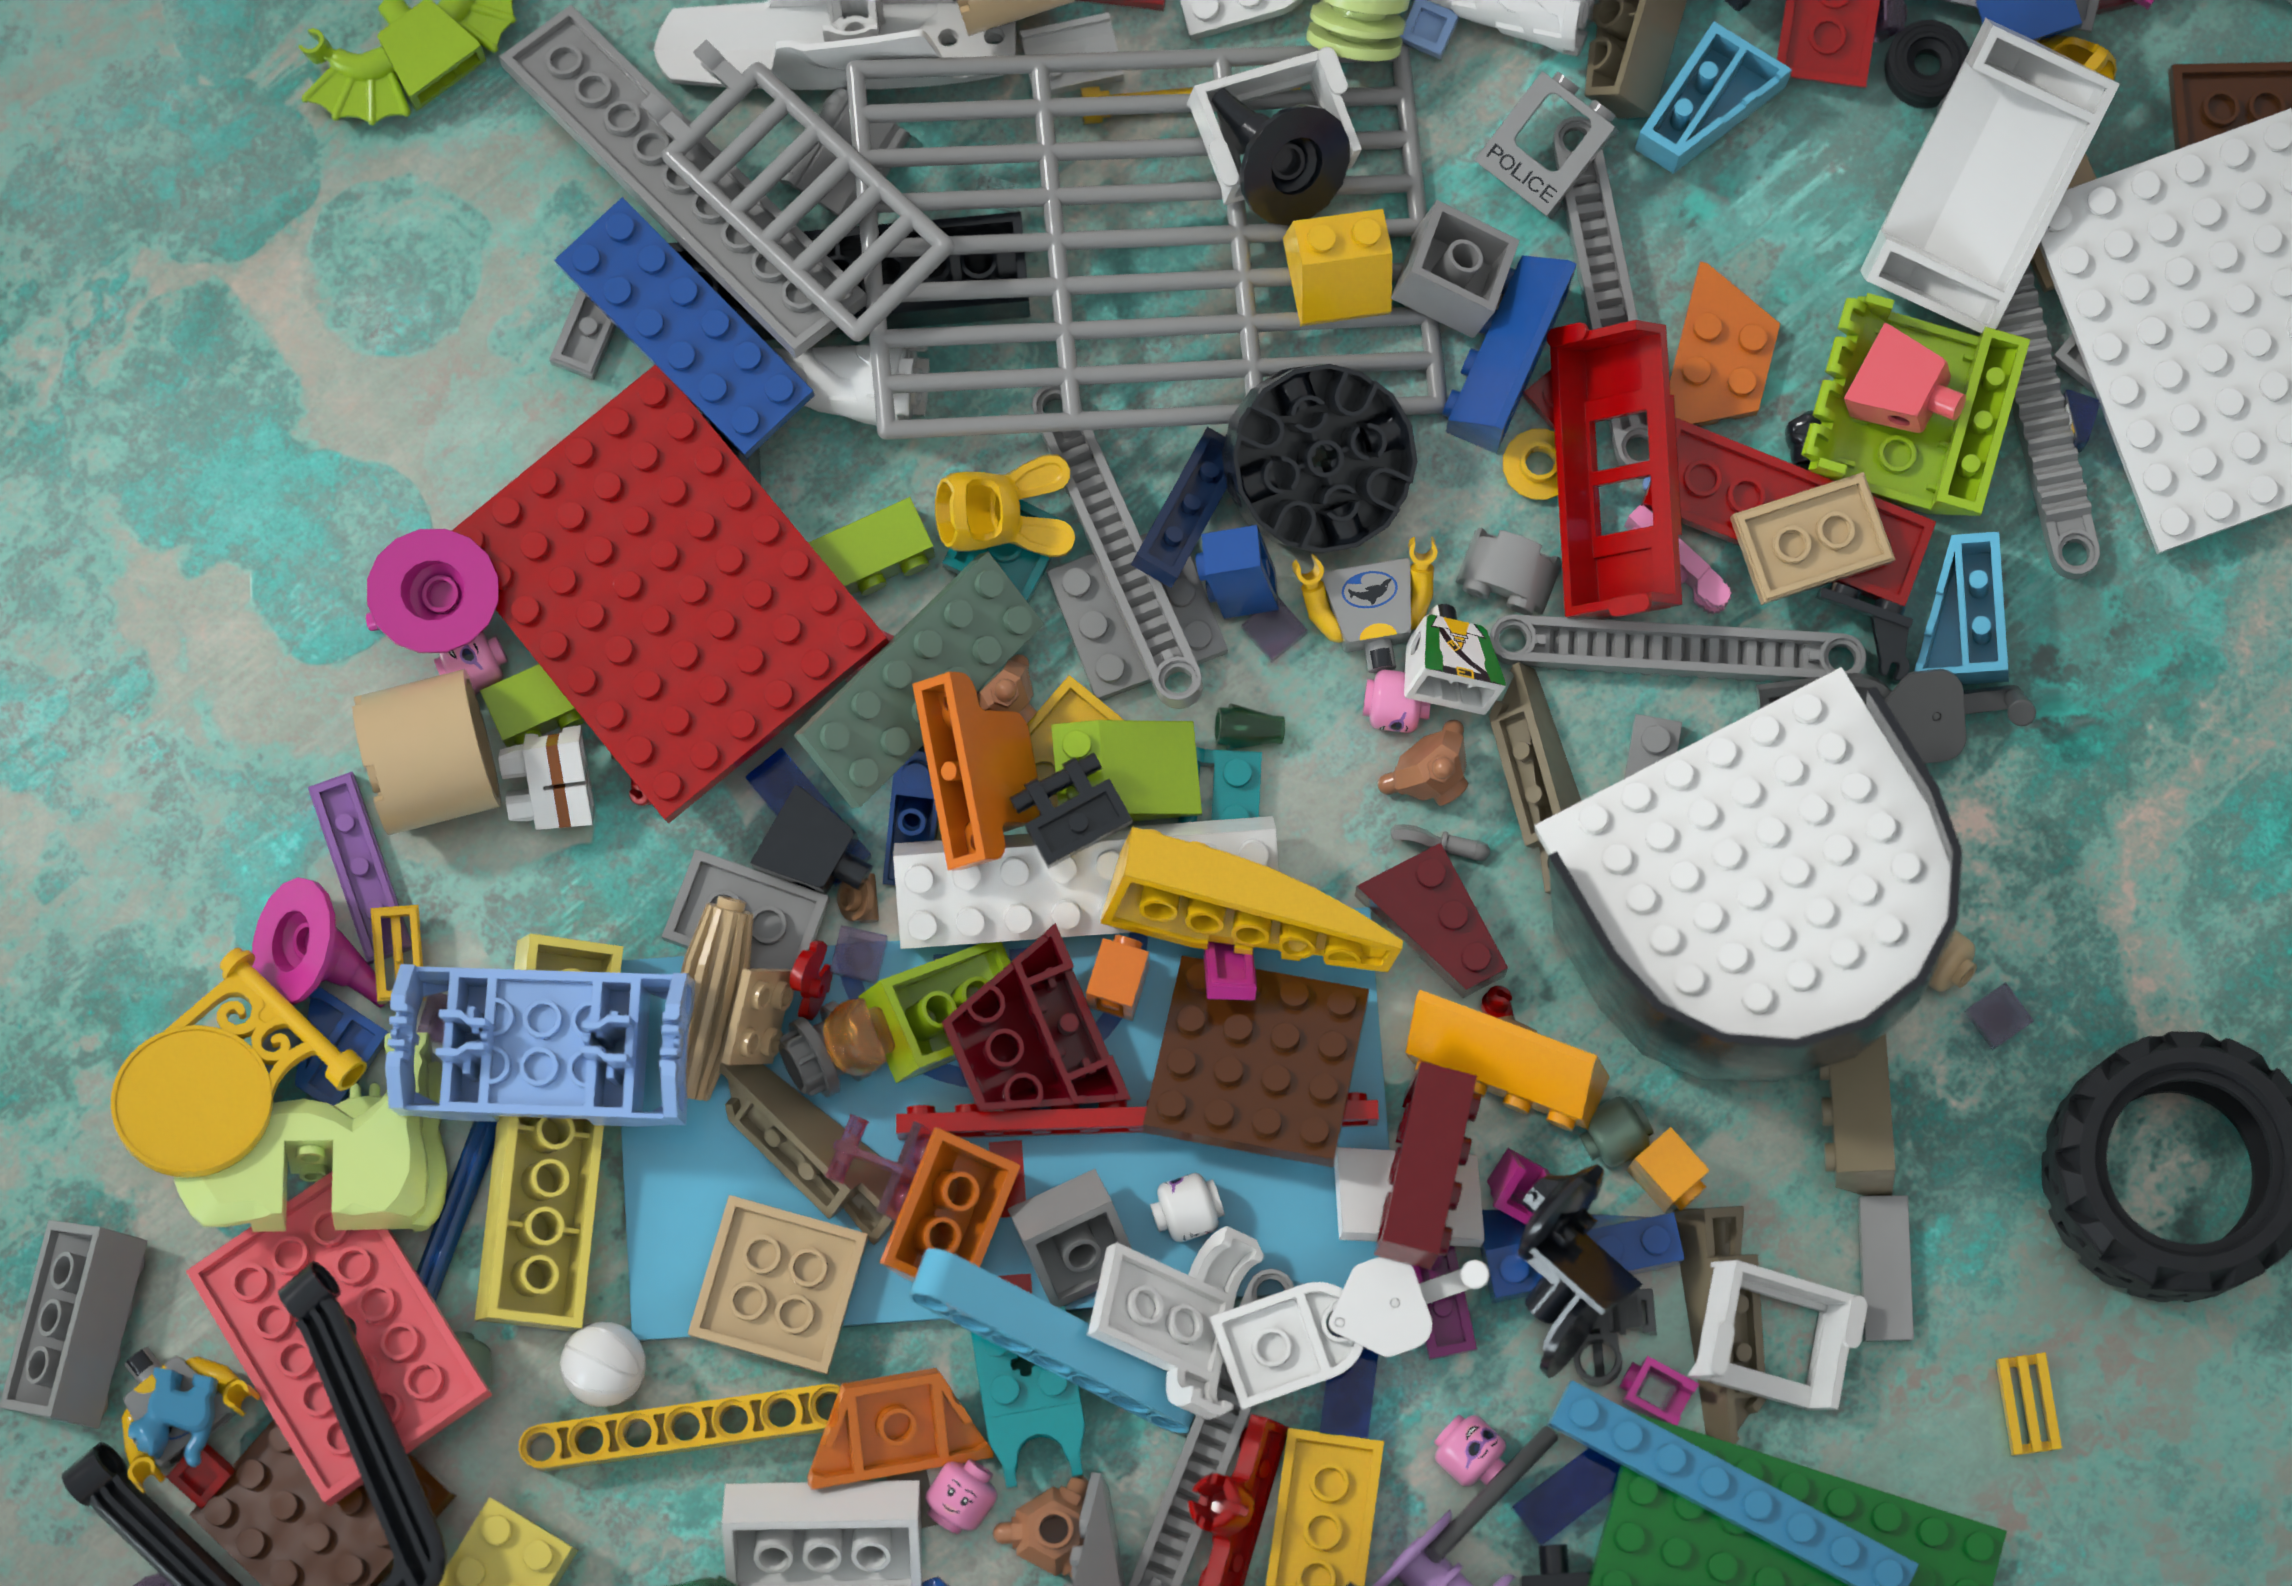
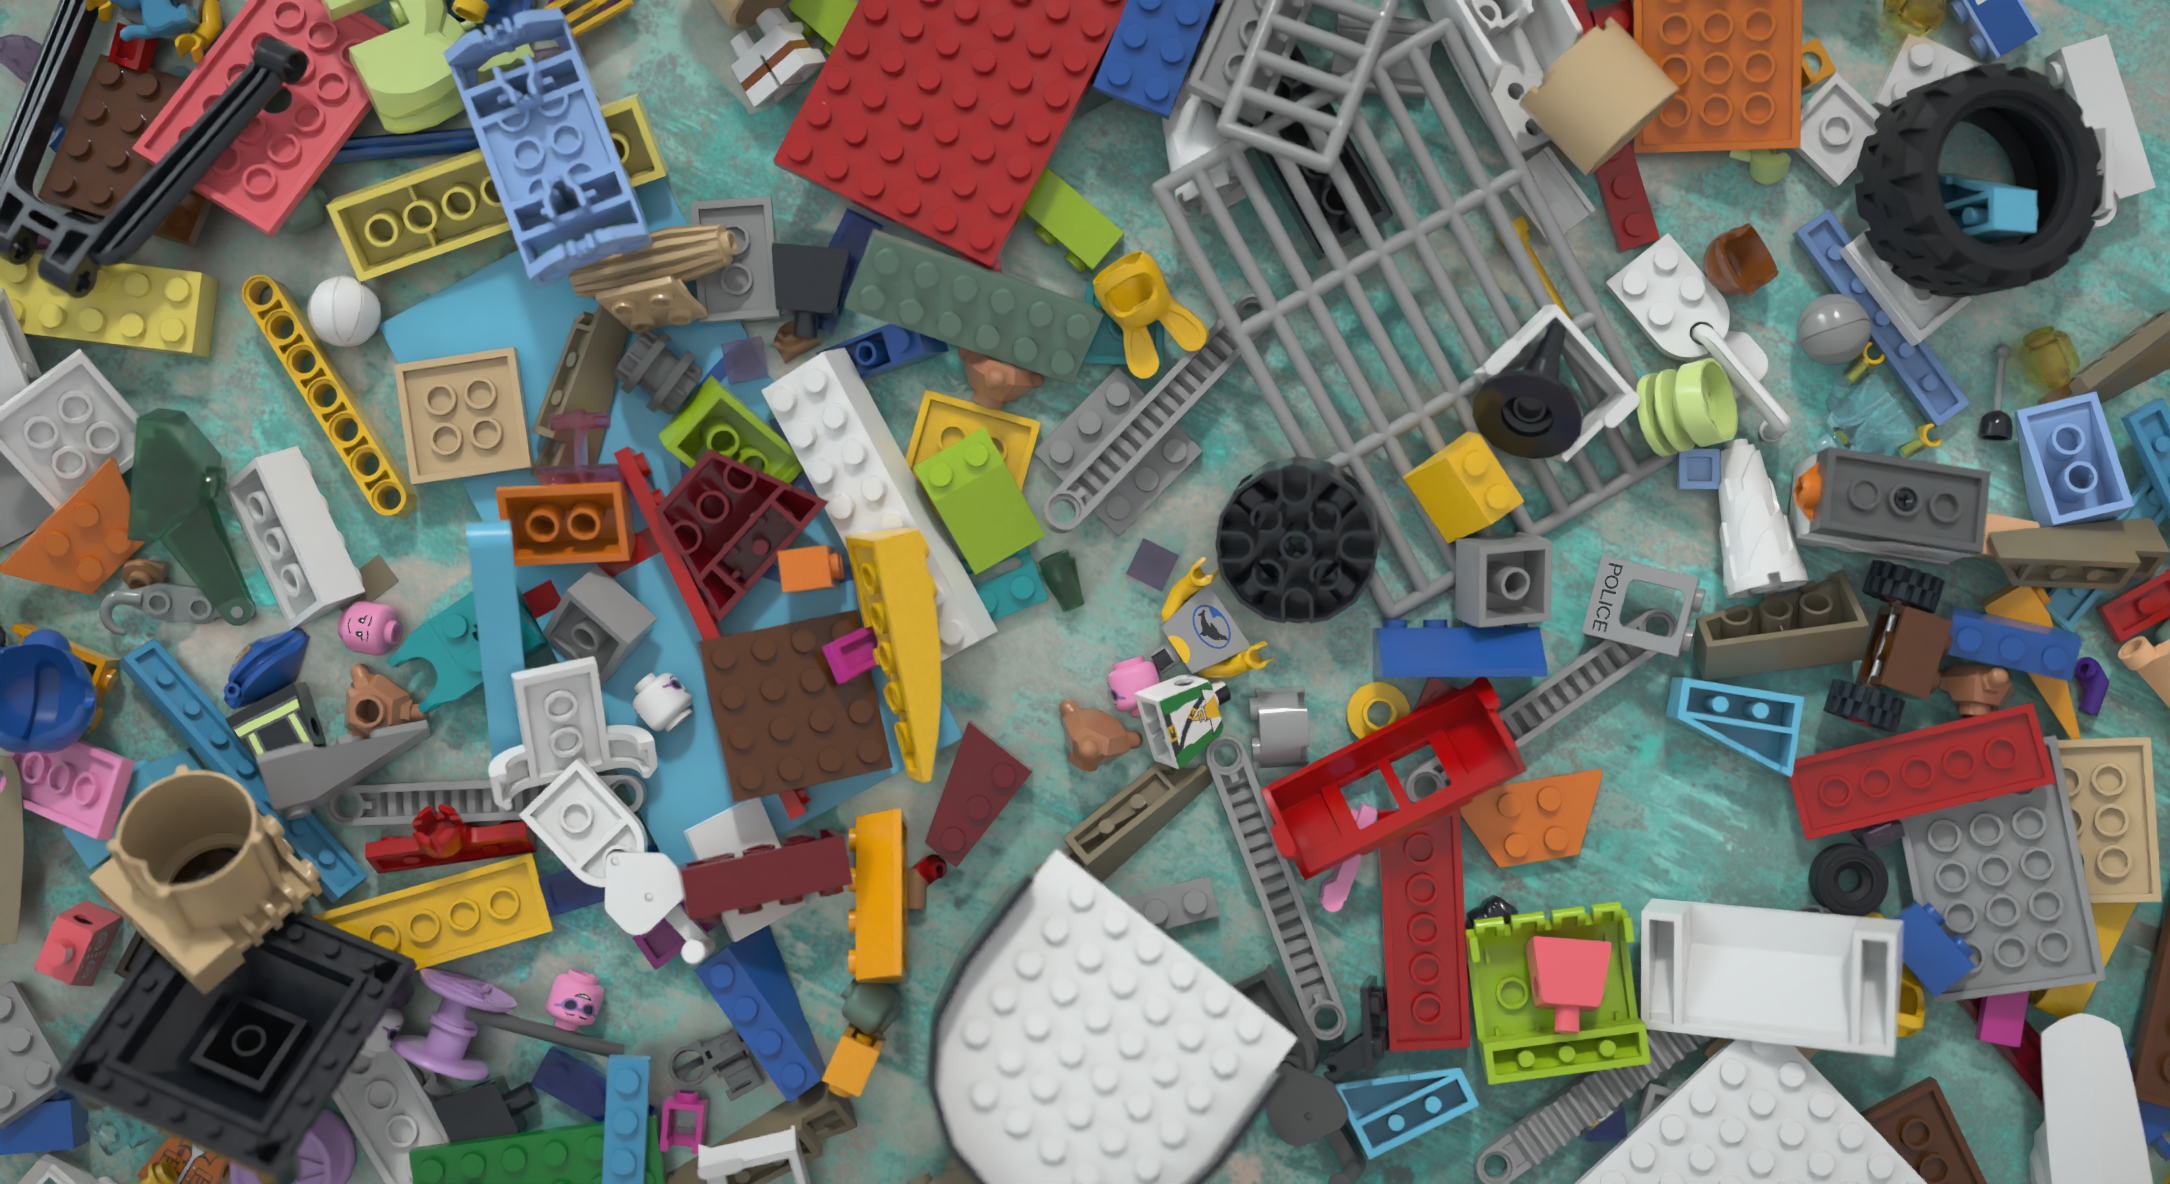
camera: 65 degrees right, 10 degrees up
(807, 980) = (705, 332): red piece -> none
(853, 1038) = (657, 383): clear orange piece -> none
(894, 1429) = (392, 555): orange wing -> none
(973, 768) = (918, 387): orange brick -> none
(1077, 822) = (910, 484): black plate -> none
(1184, 512) = (1206, 454): dark blue plate -> none
(1238, 572) = (1178, 517): blue brick -> none
(1452, 844) = (1041, 774): light grey piece -> none
(1512, 1181) = (792, 951): dark pink window -> none
(1576, 1272) = (735, 1026): black piece -> none
(1812, 538) = (1410, 957): tan tile -> none

